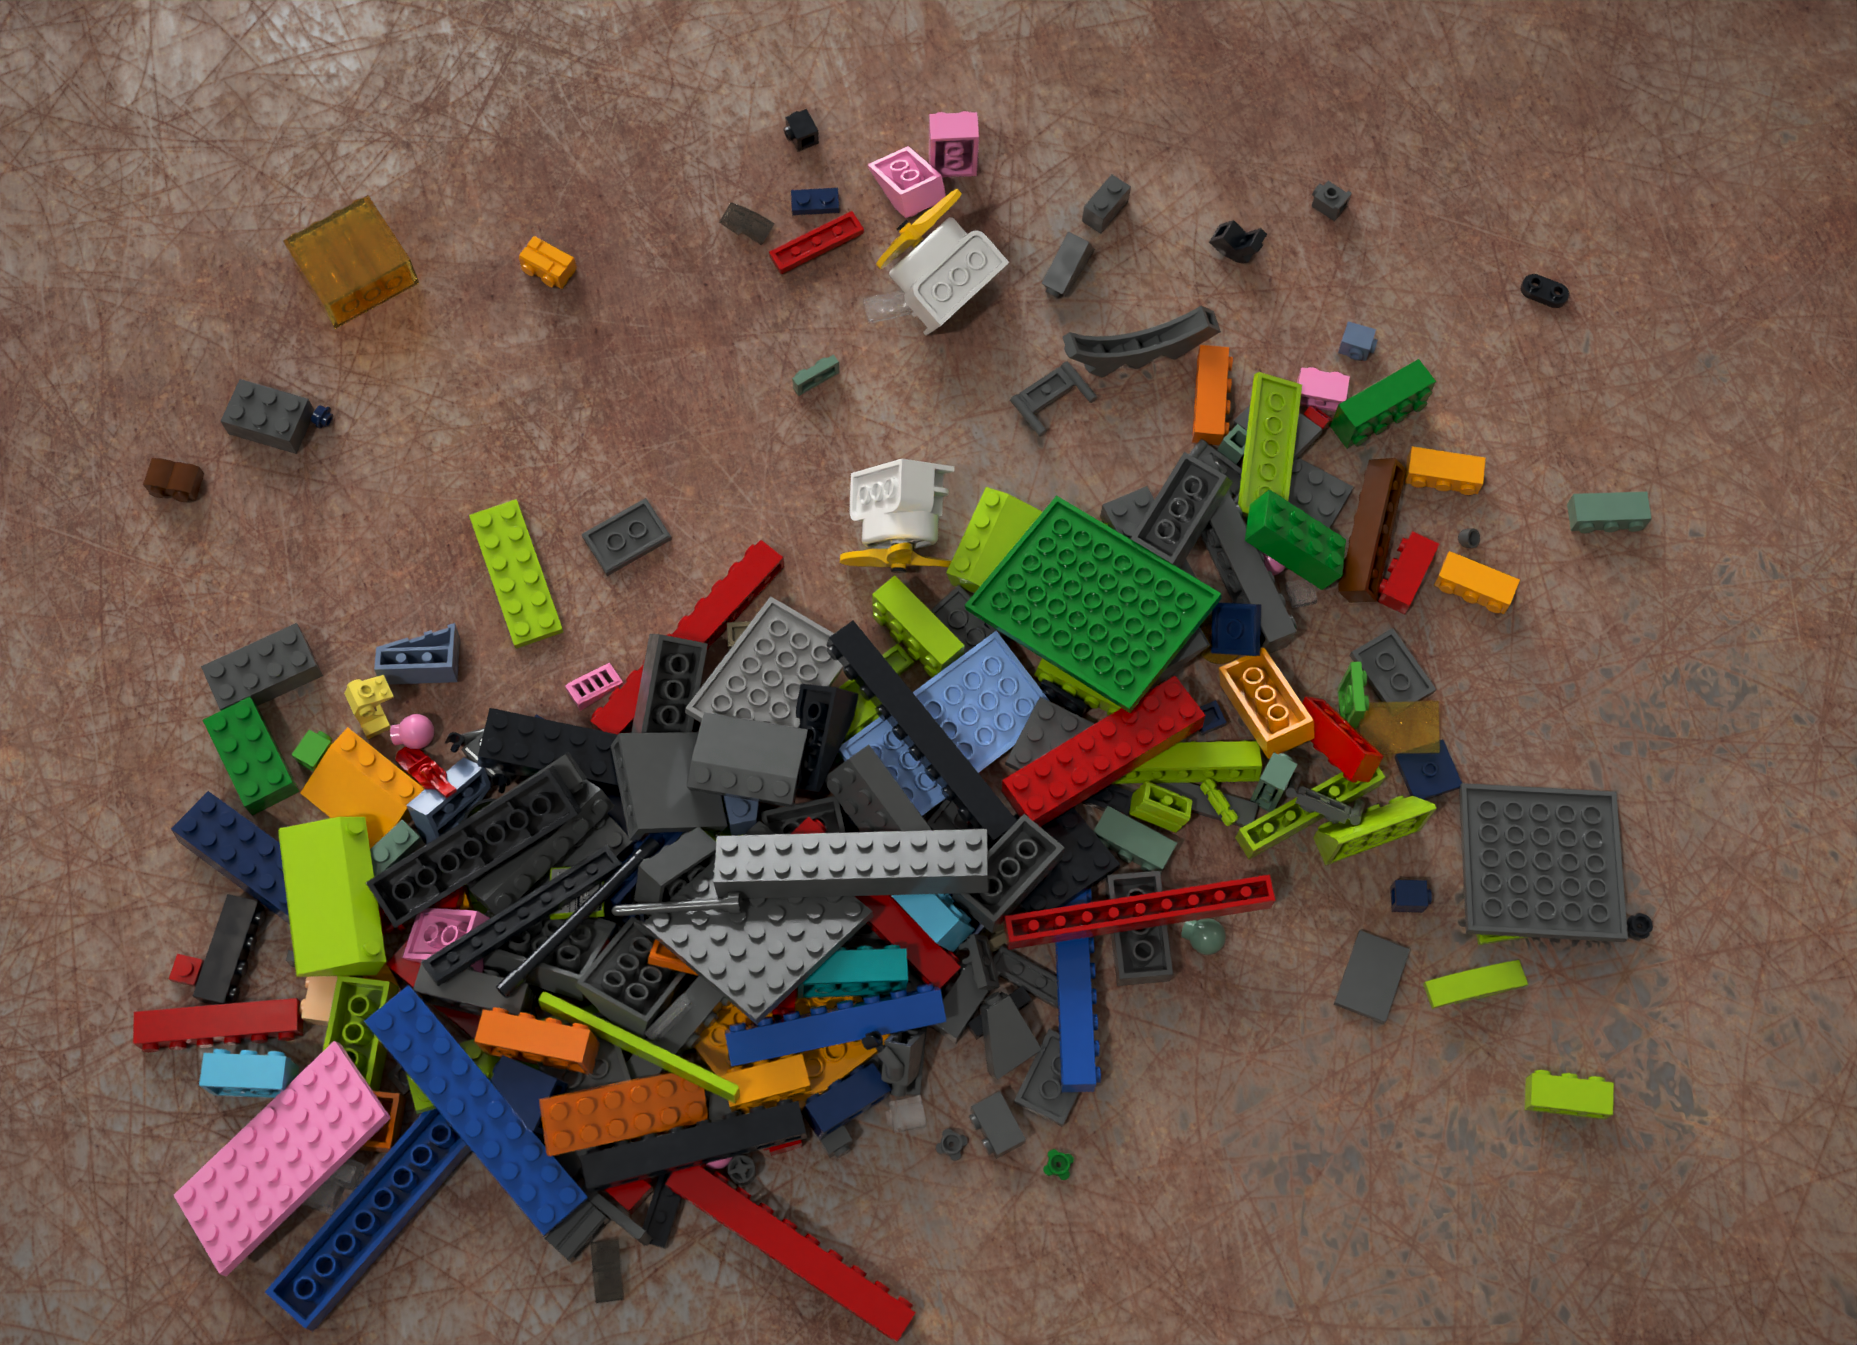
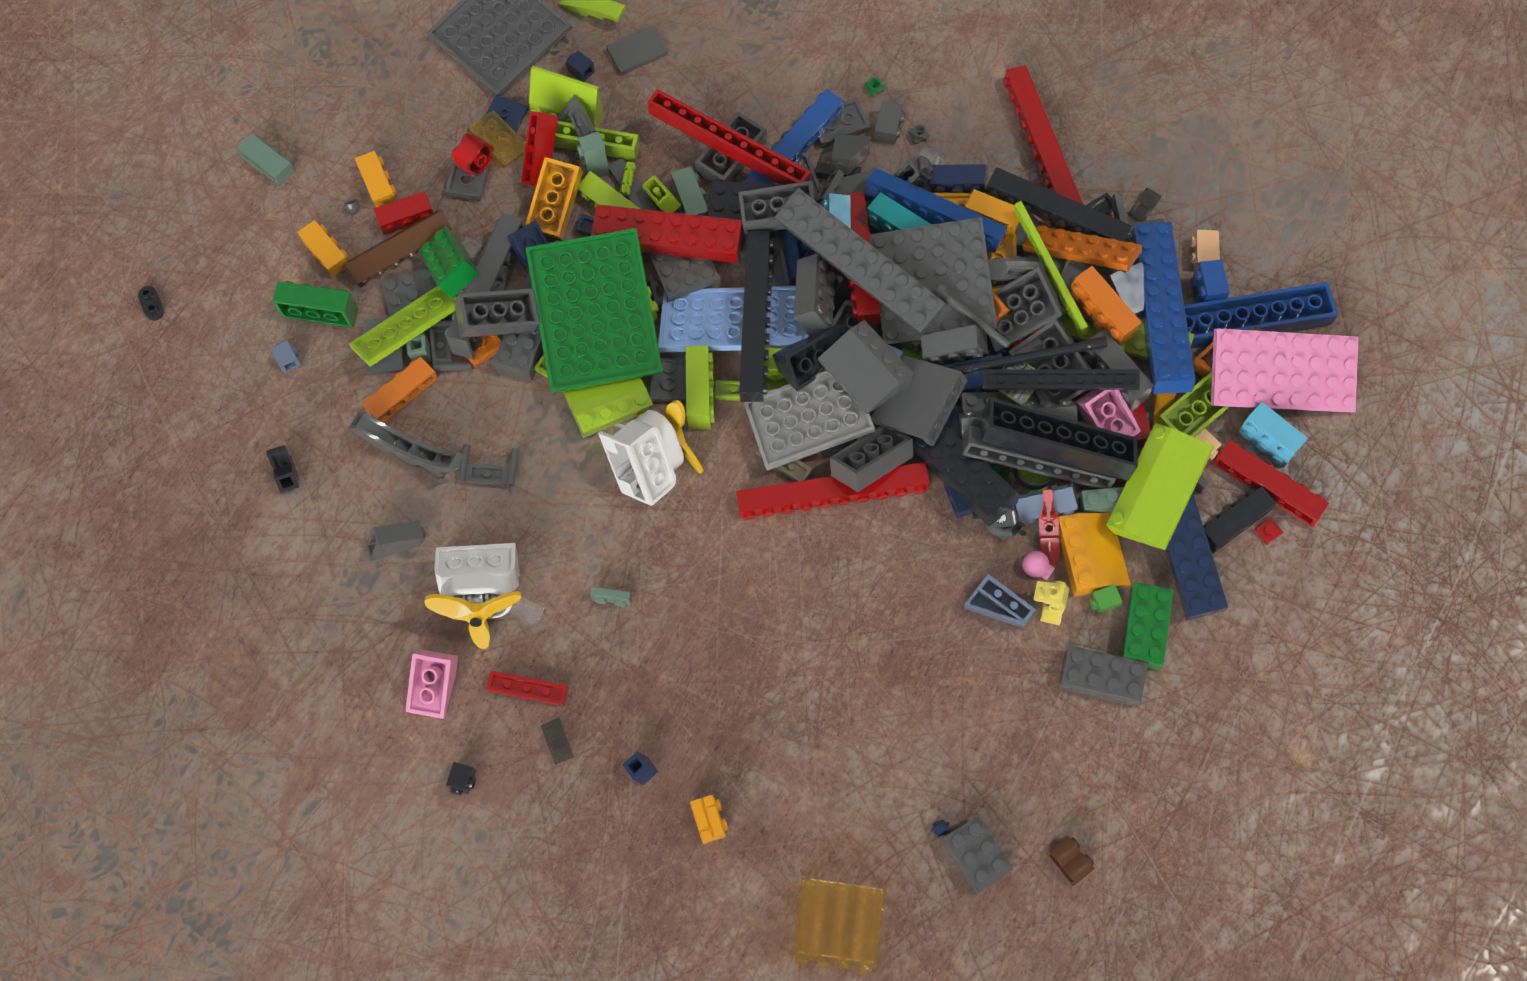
camera: 135 degrees left, 0 degrees up
(445, 1210) = (1209, 281): none -> blue brick
(489, 1266) = (1205, 246): none -> light nougat brick
(516, 574) = (898, 620): lime plate -> none
(591, 697) = (909, 518): bright pink slope -> none
(626, 537) = (813, 589): dark grey tile -> none
(645, 251) = (640, 768): none -> dark blue brick
(815, 201) = (500, 721): dark blue plate -> none
(954, 143) = (383, 669): bright pink brick -> none
(1106, 203) = (331, 560): dark grey brick -> none
(1318, 417) = (355, 330): red plate -> none
(1322, 388) = (336, 346): bright pink brick -> none
(1330, 200) = (202, 446): dark grey brick -> none
(1351, 694) = (508, 163): bright green plate -> none
(1399, 676) = (472, 154): none -> red brick

